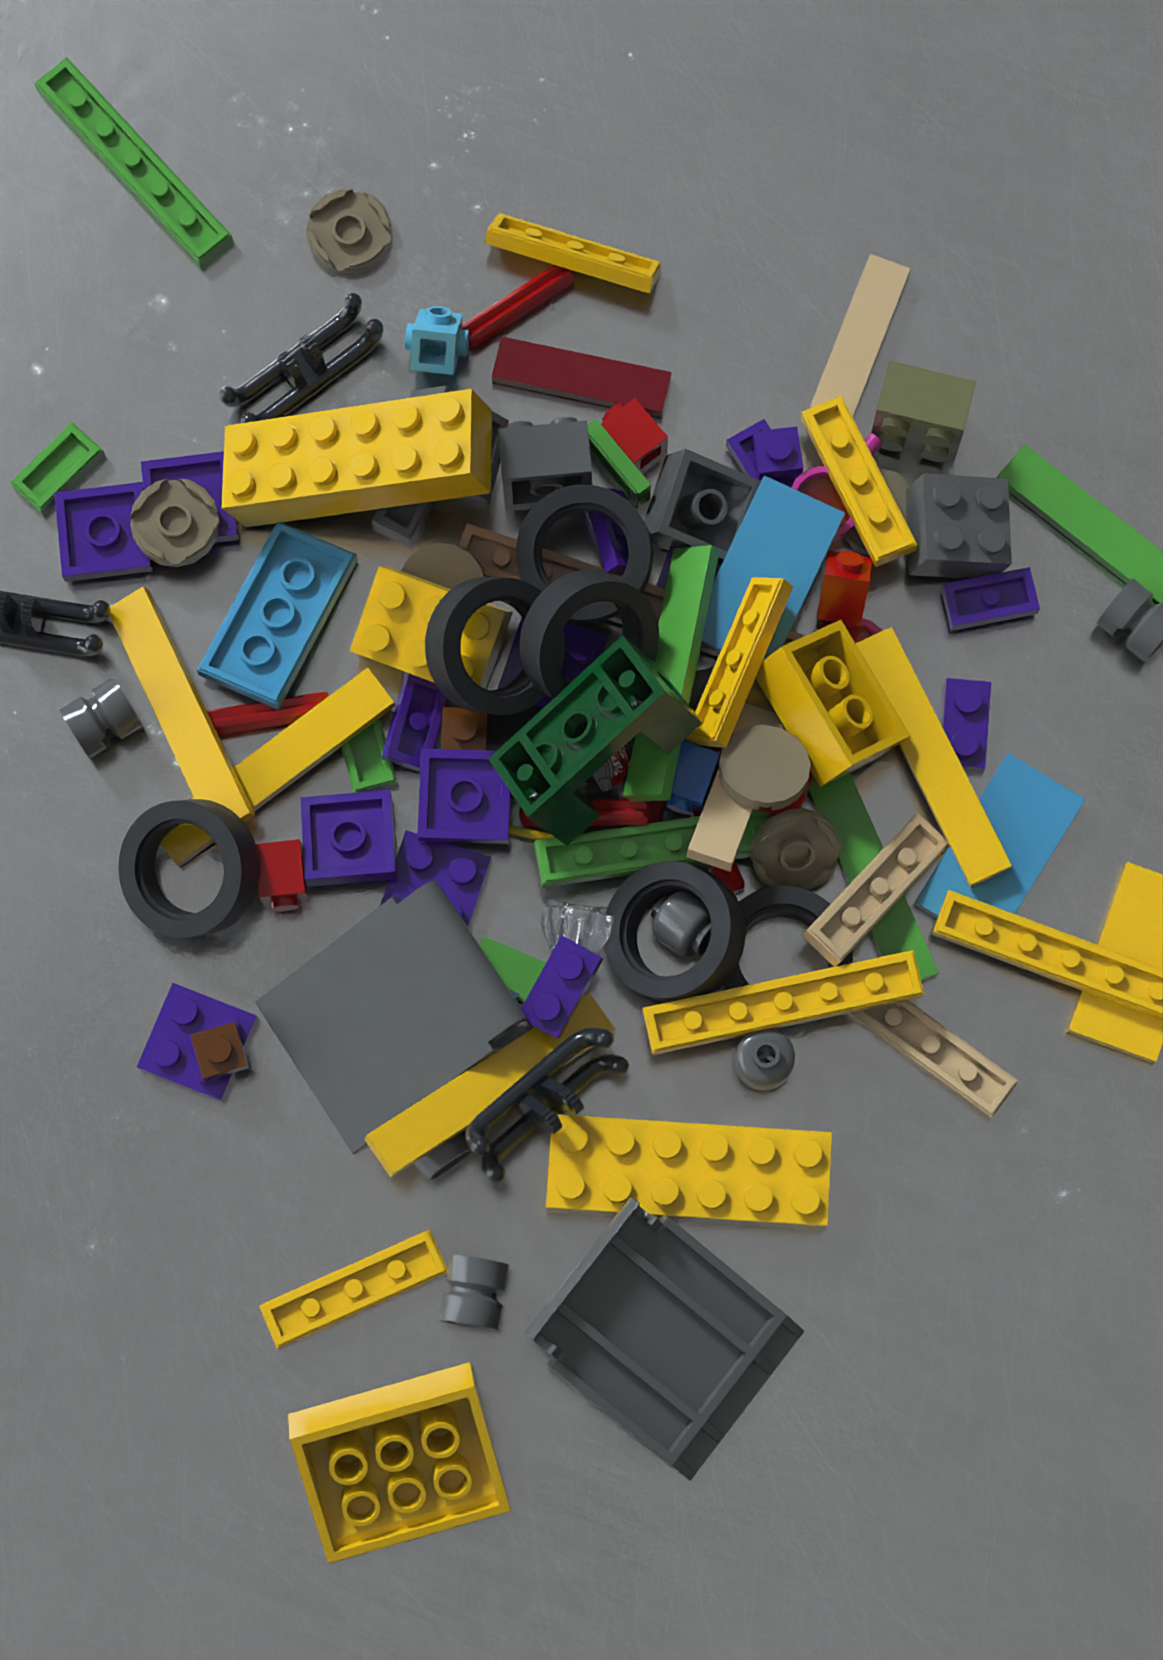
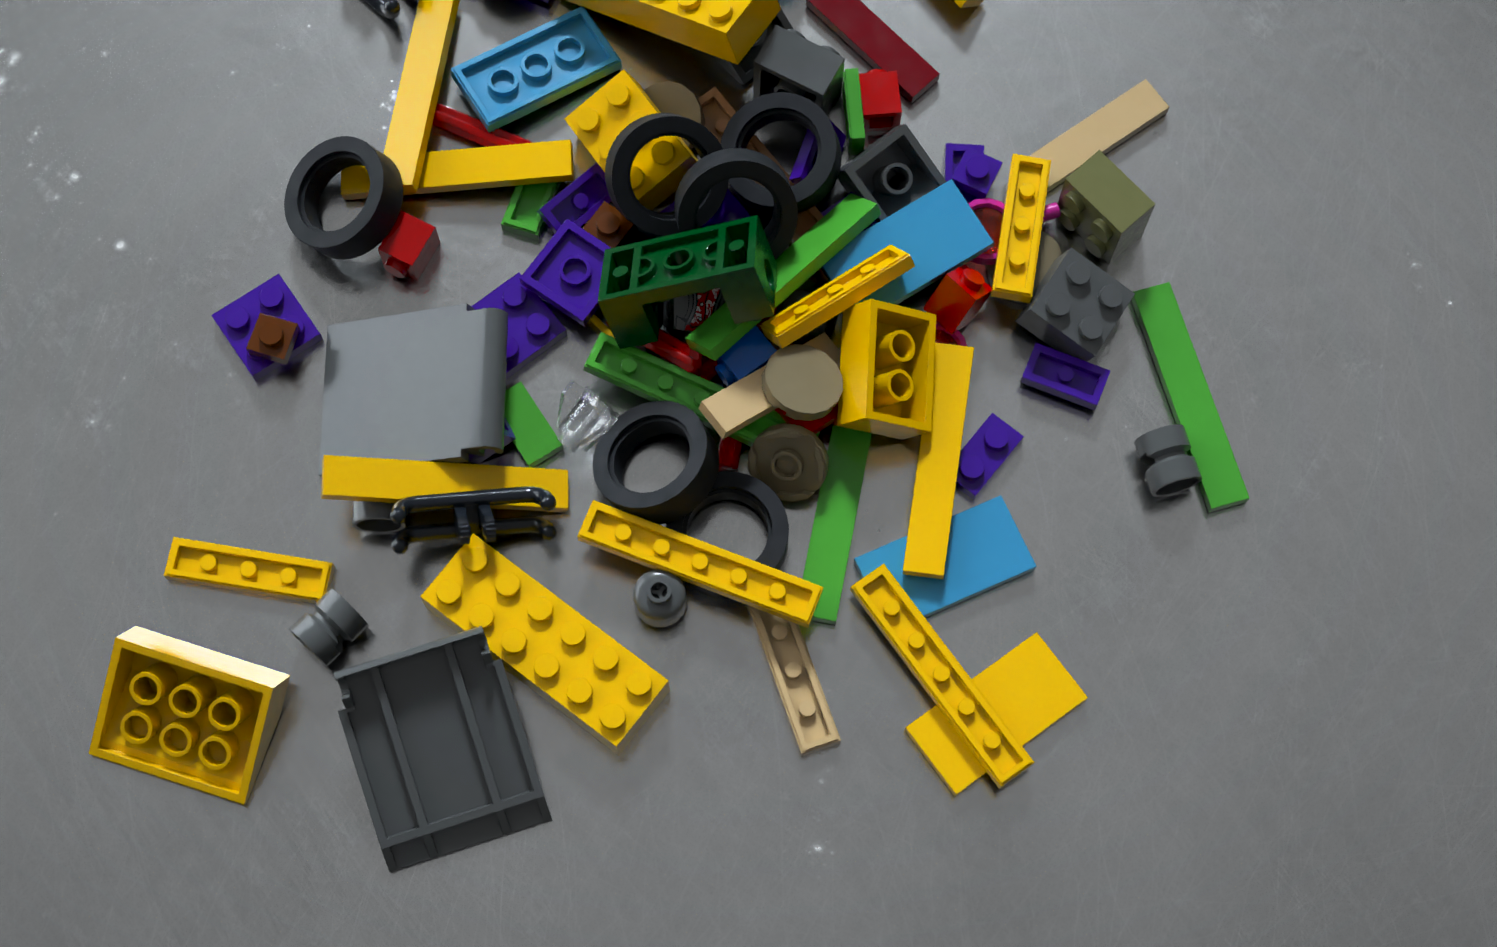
camera: 30 degrees right, 5 degrees down
(100, 717) = (360, 60): dark grey wheel -> none
(348, 838) = (473, 251): dark purple plate -> none
(403, 520) = (674, 58): dark grey tile -> none
(561, 986) = (544, 447): dark purple plate -> none
(682, 923) = (665, 459): dark grey head -> none
(875, 890) = (828, 528): tan tile -> none

